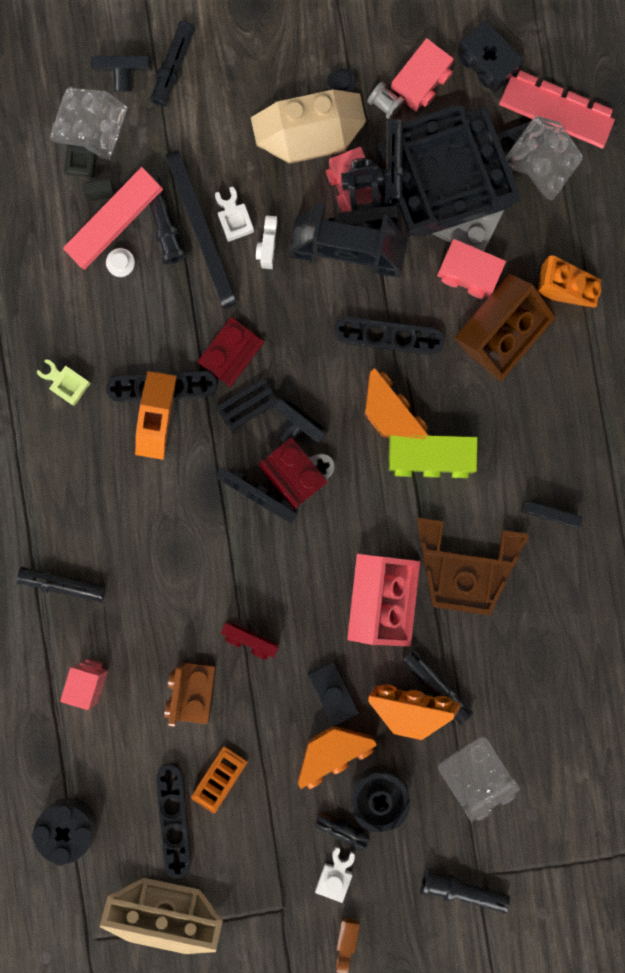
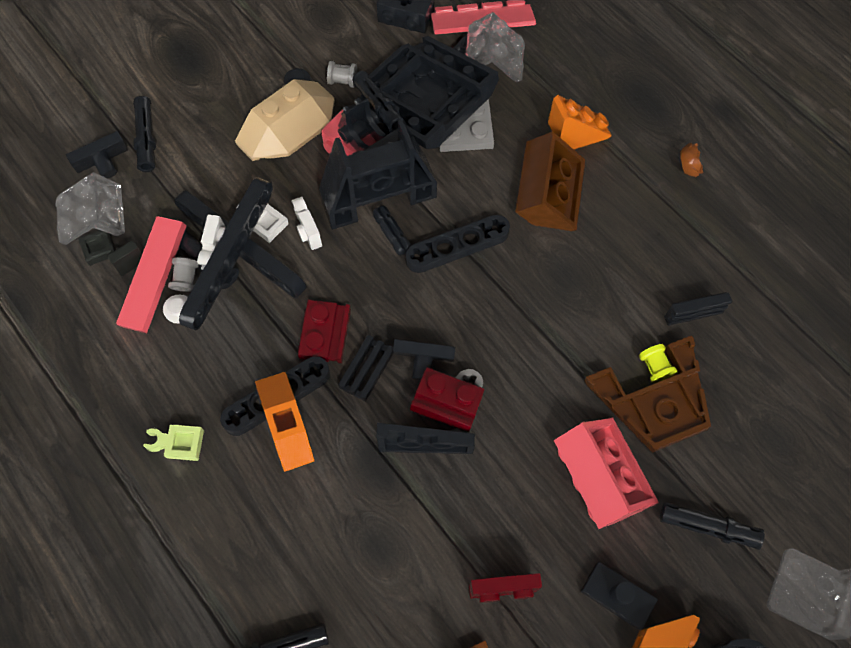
camera: 30 degrees left, 20 degrees down
(139, 234) = (183, 274): none -> light grey bush
(178, 220) = (211, 235): none -> white plate
(183, 240) = (225, 254): none -> black beam
(339, 290) = (391, 230): none -> black axle
(390, 411) = (500, 301): orange slope -> none
(412, 712) = (710, 562): orange slope -> none
(422, 75) = (361, 42): coral brick -> none
(433, 456) = (561, 316): lime brick -> none
(471, 269) = (492, 155): coral brick -> none
(485, 540) = (657, 363): none -> neon yellow bush

